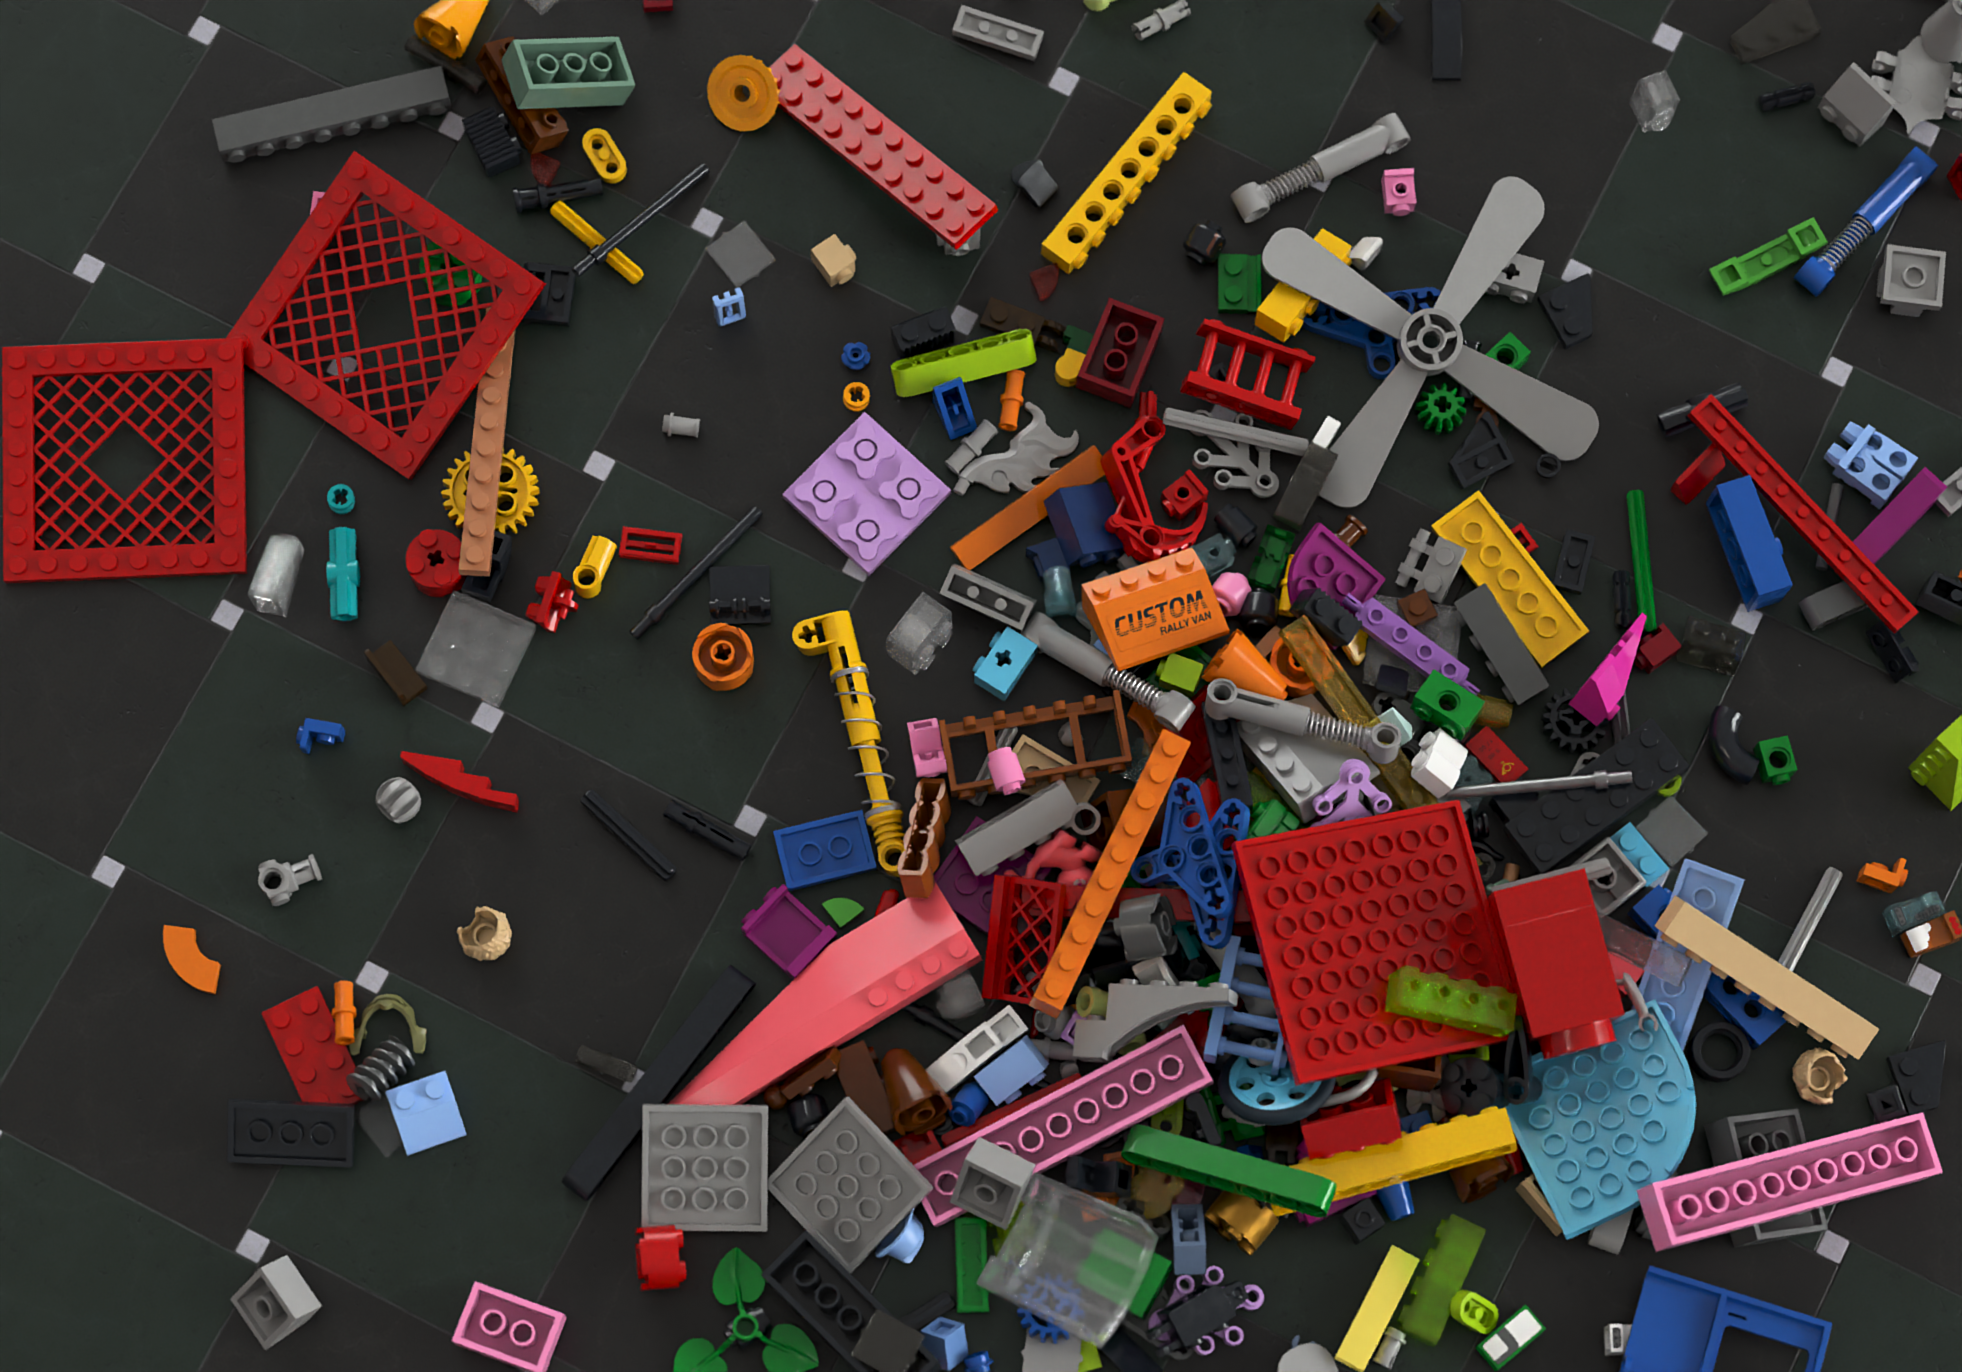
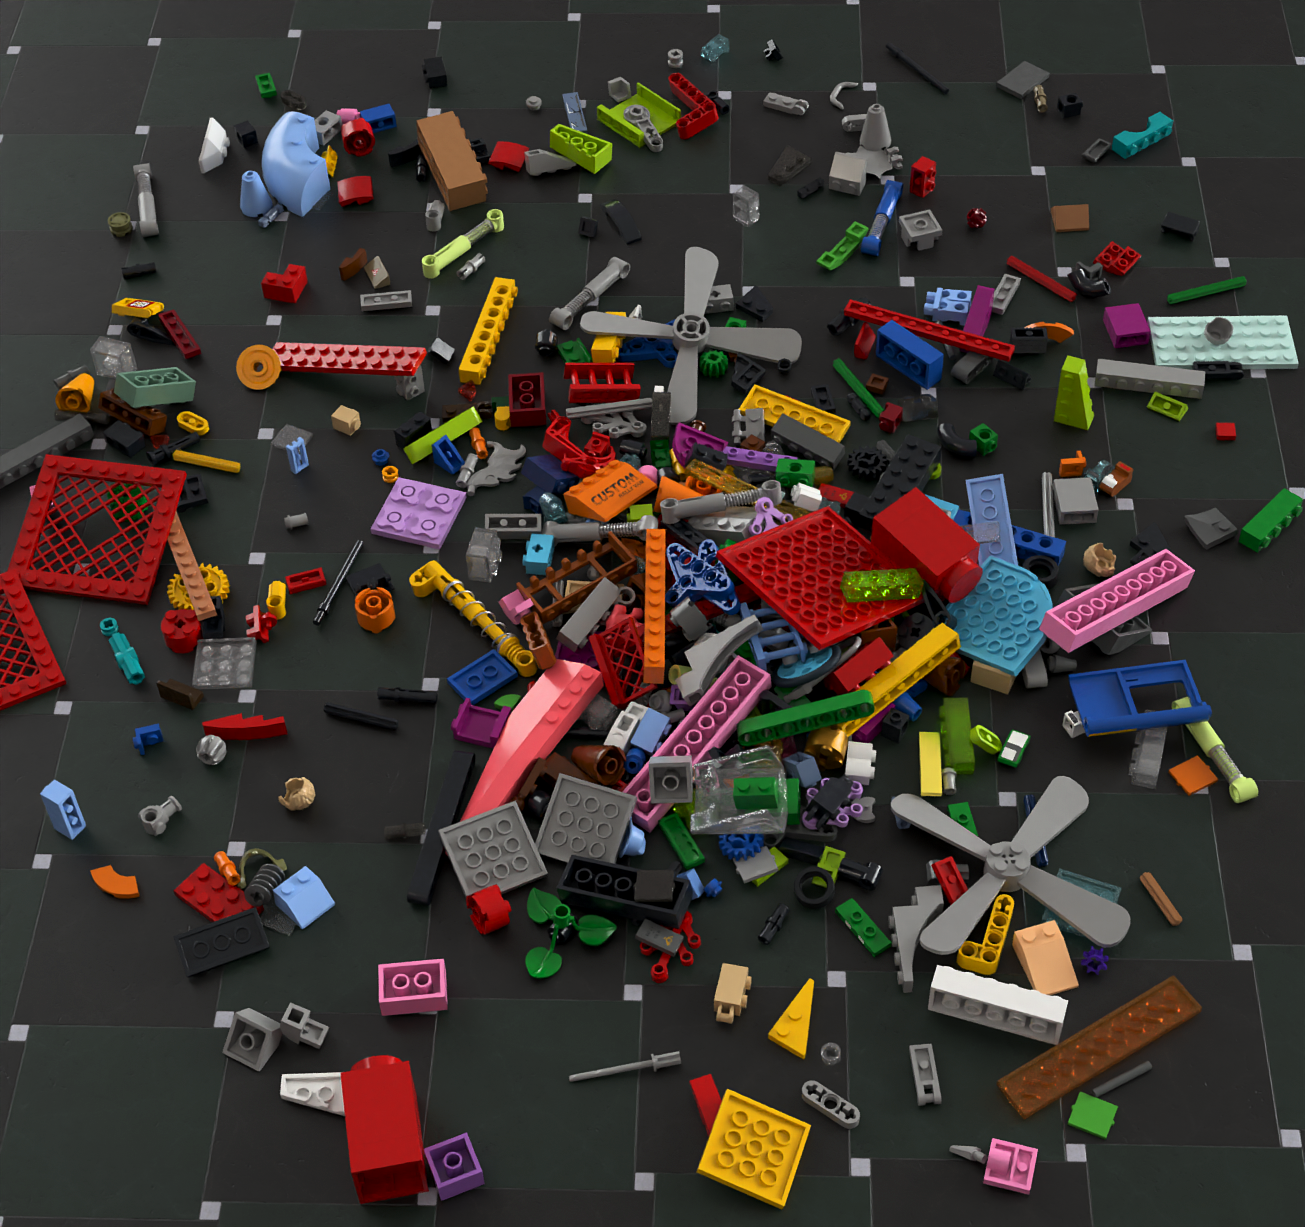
camera: 20 degrees left, 25 degrees down
(156, 820) = (63, 809): none -> light blue brick
(276, 575) = (86, 673): clear slope -> none
(345, 1322) = (299, 1027): none -> light grey brick
(598, 253) = (211, 459): black bar -> none
(1005, 770) = (567, 586): bright pink brick -> none
(1025, 510) = (512, 487): orange tile -> none
(1095, 1266) = (755, 793): none -> green brick
(1256, 1327) = (867, 815): none -> light grey piece
(1279, 1258) = (859, 762): none -> white brick
(1394, 181) = (636, 287): bright pink brick -> none
(1599, 779) = (897, 468): flat silver bar -> none
(1608, 682) = (874, 432): dark pink wedge -> none
(1637, 1000) = (990, 560): light grey piece -> none
(1671, 831) = (949, 491): clear piece -> none
(1673, 569) = (877, 383): none -> reddish brown plate
(1766, 977) = (1042, 517): tan brick -> none
(1848, 943) = (1075, 501): none -> light grey brick

